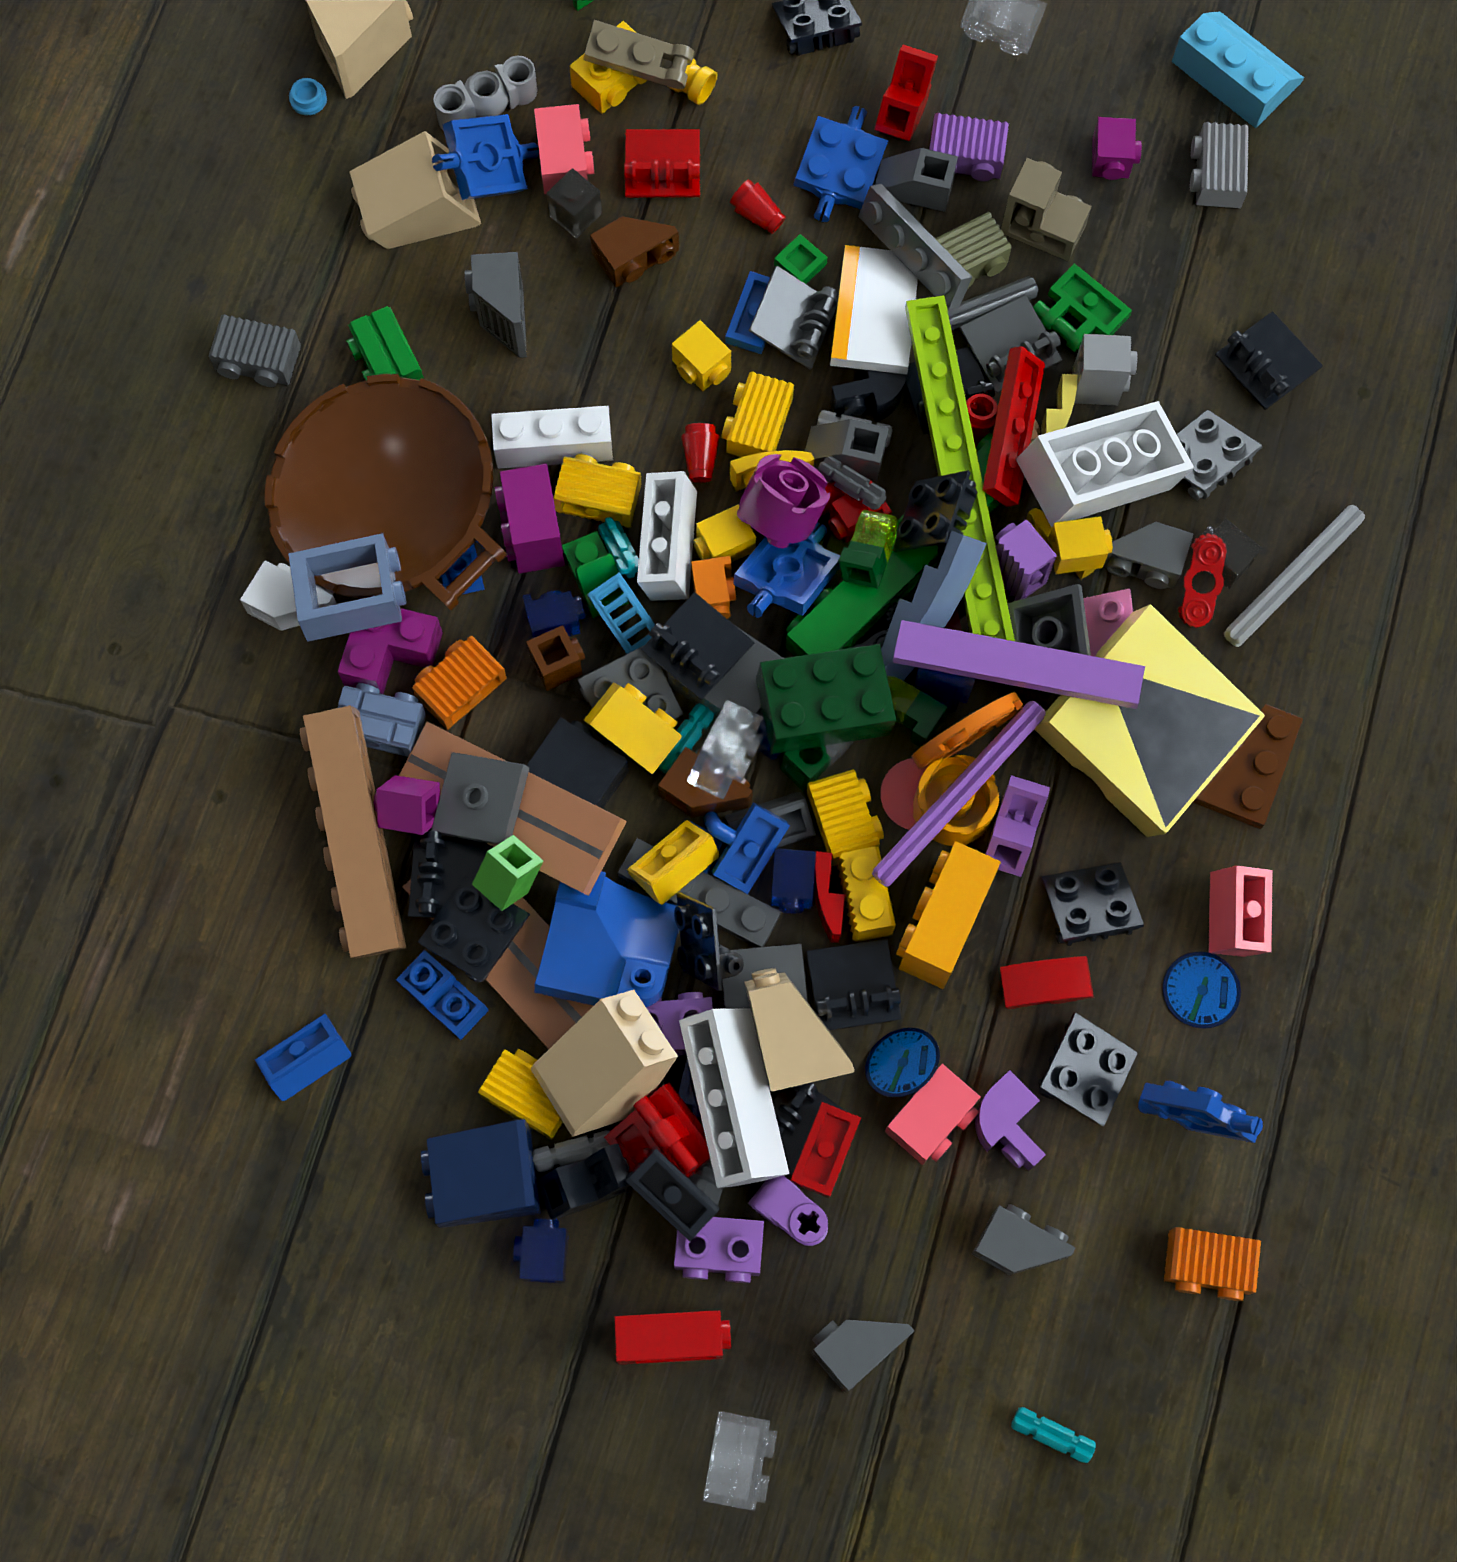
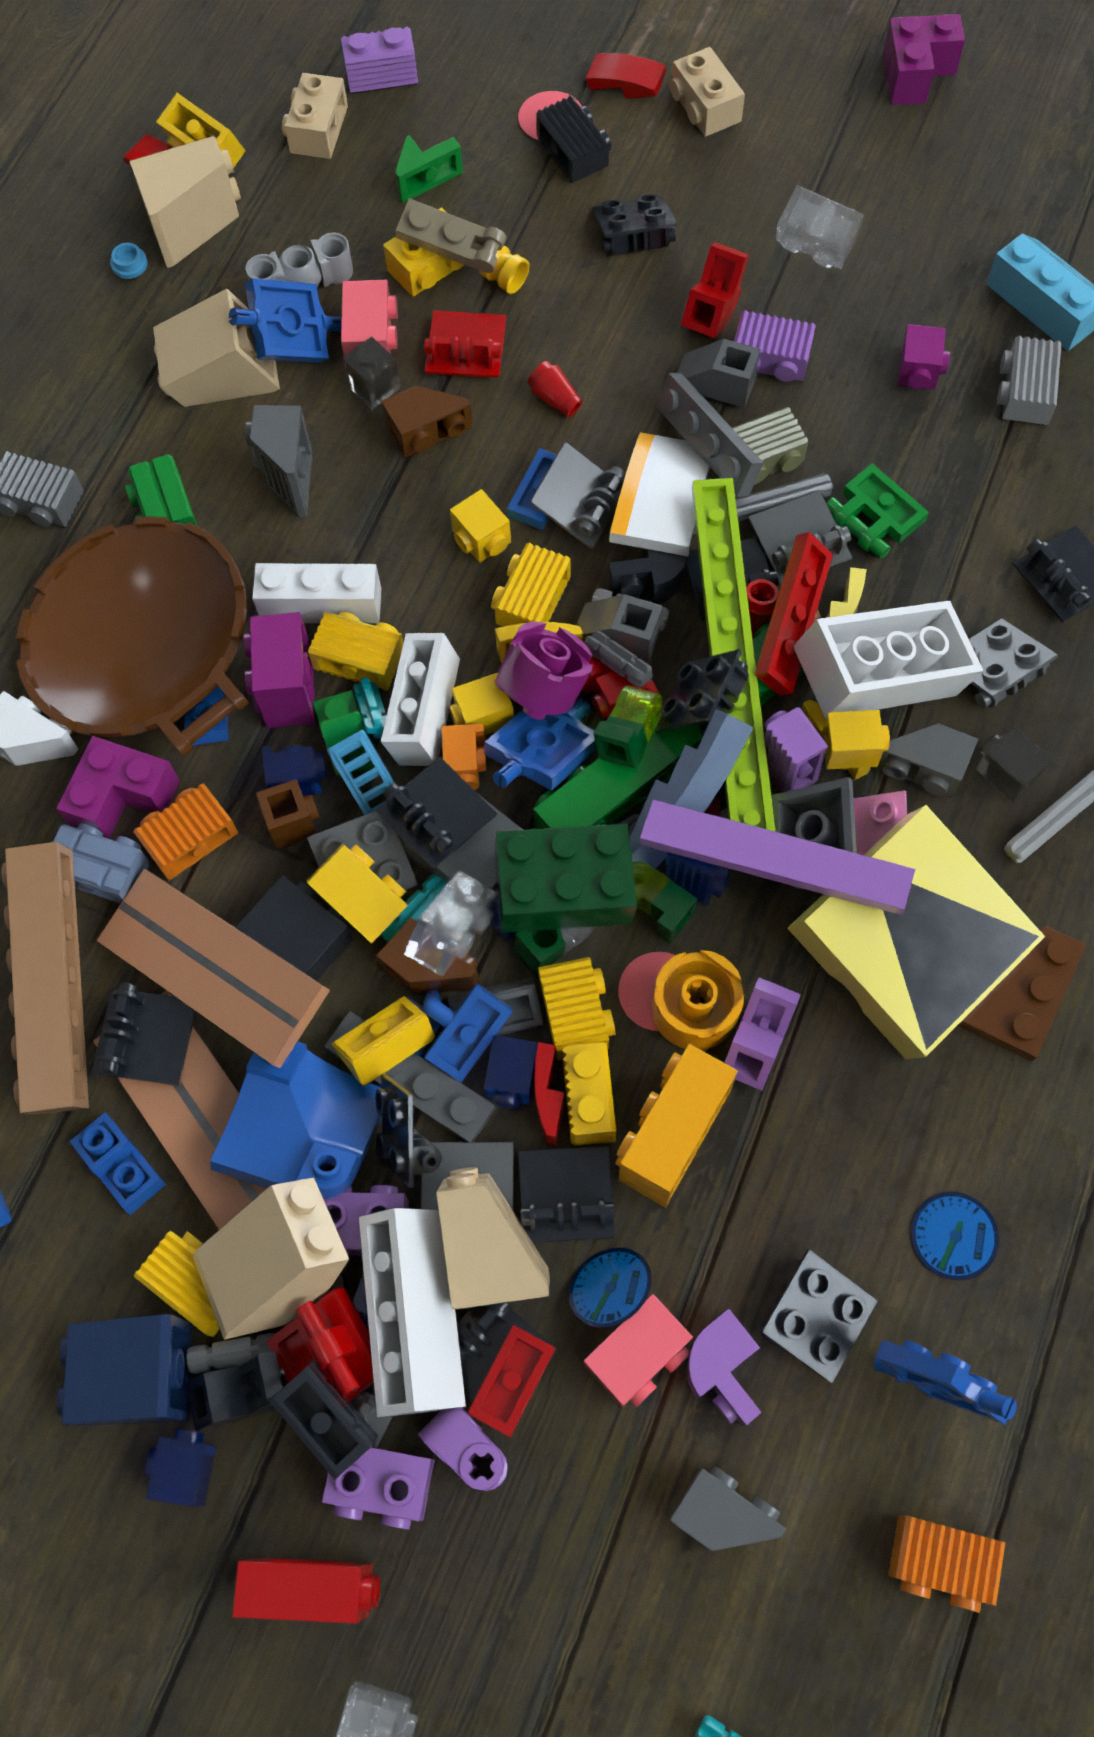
camera: 10 degrees right, 5 degrees down
(352, 615) = (76, 750): sand blue window -> none
(407, 804) = (105, 953): magenta brick -> none
(472, 931) = (157, 1094): black hinge -> none
(480, 798) = (182, 953): dark grey plate -> none
(507, 872) = (195, 1034): bright green brick -> none
(700, 450) = (468, 618): red cone -> none
(801, 259) = (594, 441): green plate -> none
(840, 163) = (642, 354): blue plate -> none
(856, 1348) = (518, 1627): dark grey slope -> none
(958, 794) = (697, 993): medium lavender axle -> none
(968, 730) = (716, 924): orange tile -> none
(1041, 214) = (840, 413): dark tan brick -> none
(1046, 982) = (780, 1210): red slope -> none
(1092, 903) = (839, 1127): black hinge -> none
(1104, 368) = (894, 565): light grey brick -> none
(1209, 556) = (992, 762): red piece -> none
(1240, 911) = (1004, 1151): coral brick -> none

